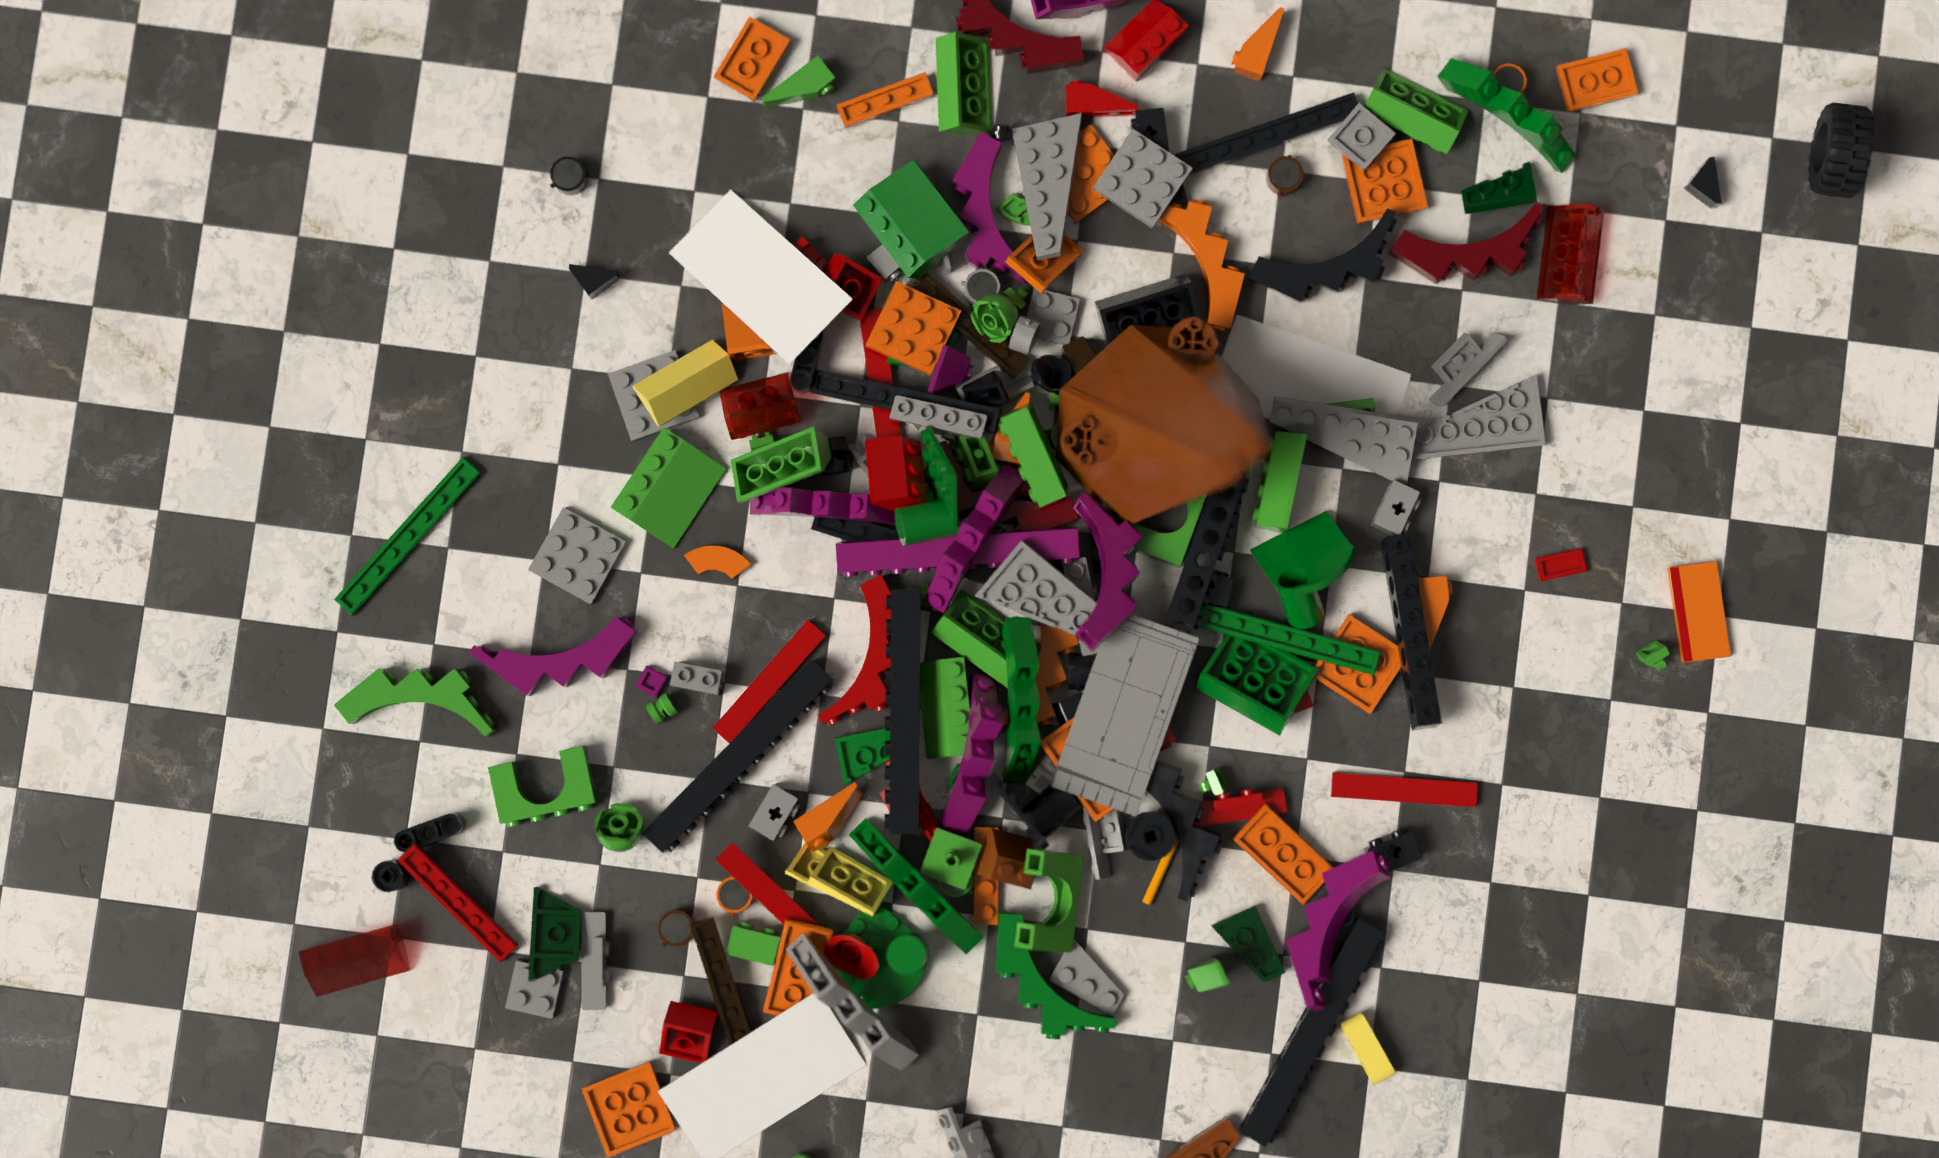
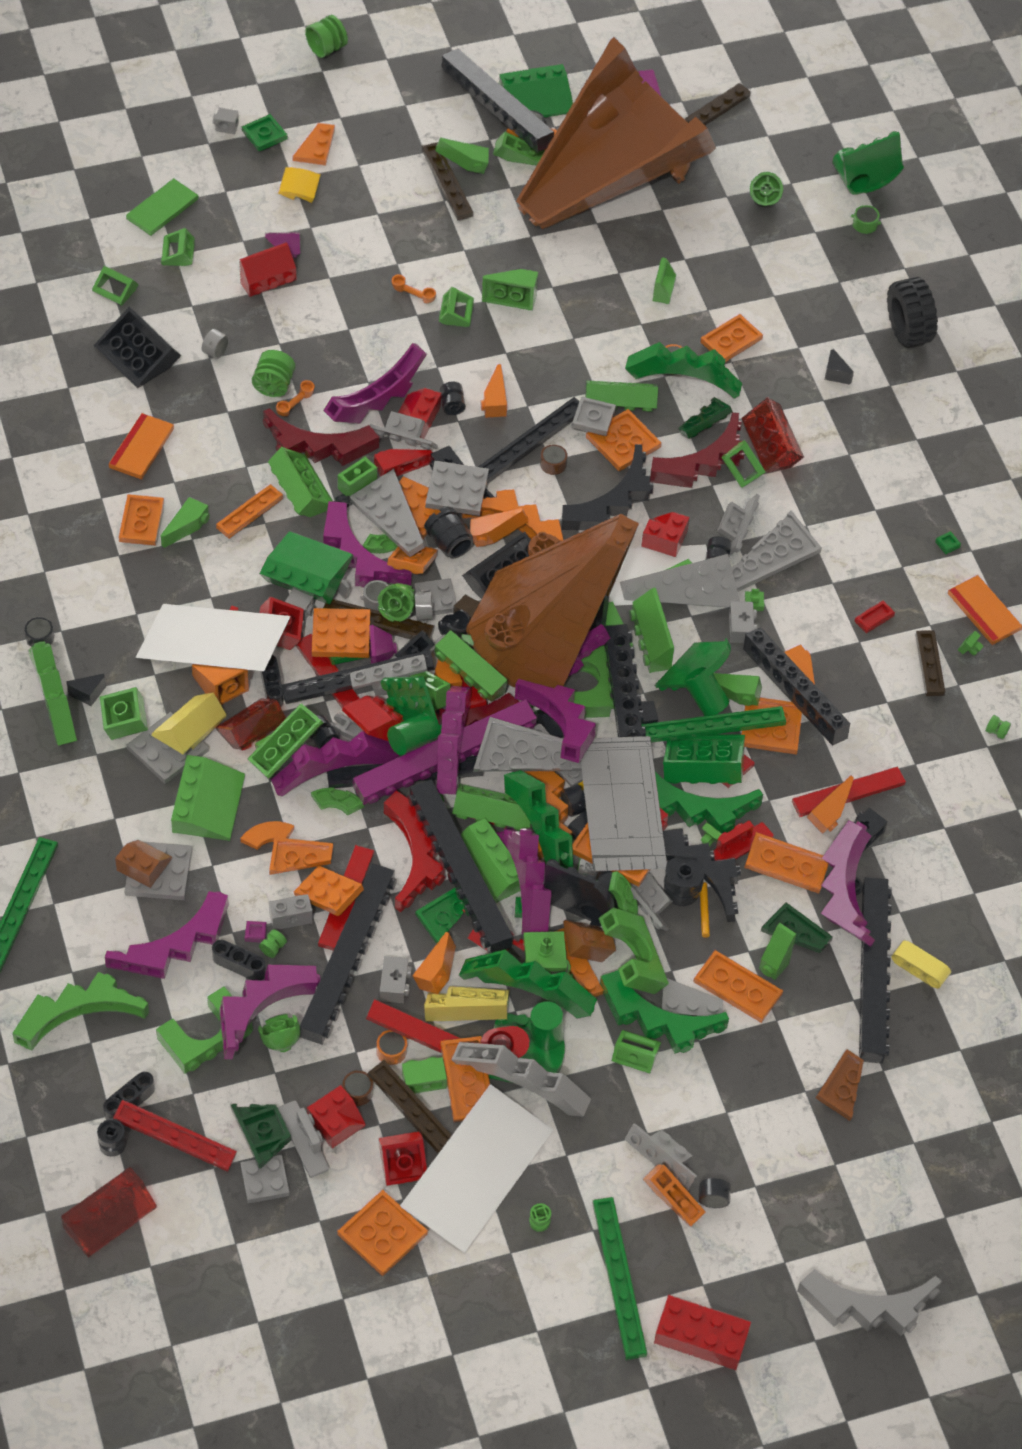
camera: 30 degrees left, 30 degrees down
(545, 266) = (53, 693): none -> bright green arch
(559, 546) = (142, 862): none -> dark orange slope
(578, 794) = (279, 983): none -> magenta arch
(605, 708) = (234, 952): none -> black beam
(617, 336) = (123, 713): none -> bright green brick
(637, 954) = (336, 1116): none -> red slope
(739, 605) = (298, 855): none -> orange wing
(750, 670) = (329, 890): none -> orange plate
(815, 546) = (337, 799): none -> bright green tile
(990, 1021) = (635, 1056): none -> bright green tile
(1032, 108) = (357, 476): none -> bright green brick
(1073, 826) = (621, 890): none -> bright green tile
(1104, 238) = (449, 532): none -> black piece
(1120, 62) = (404, 428): none -> light grey bracket
(1150, 982) = (738, 986): none -> orange tile
(1161, 253) = (494, 527): none -> orange slope
(1202, 33) = (452, 398): none -> black wheel
(1211, 739) = (694, 809): none -> green arch
(1345, 609) = (741, 688): none -> bright green slope
(1367, 342) = (665, 533): none -> red slope
(1367, 810) = (830, 809): none -> orange slope
(1416, 399) = (717, 547): none -> black wheel
(1427, 481) = (755, 597): none -> bright green tile
(1521, 267) = (752, 459): none -> bright green tile
(1591, 660) = (930, 663): none -> dark brown plate
(1623, 783) = (998, 727): none -> bright green wheel
(1706, 497) = (948, 542): none -> green tile

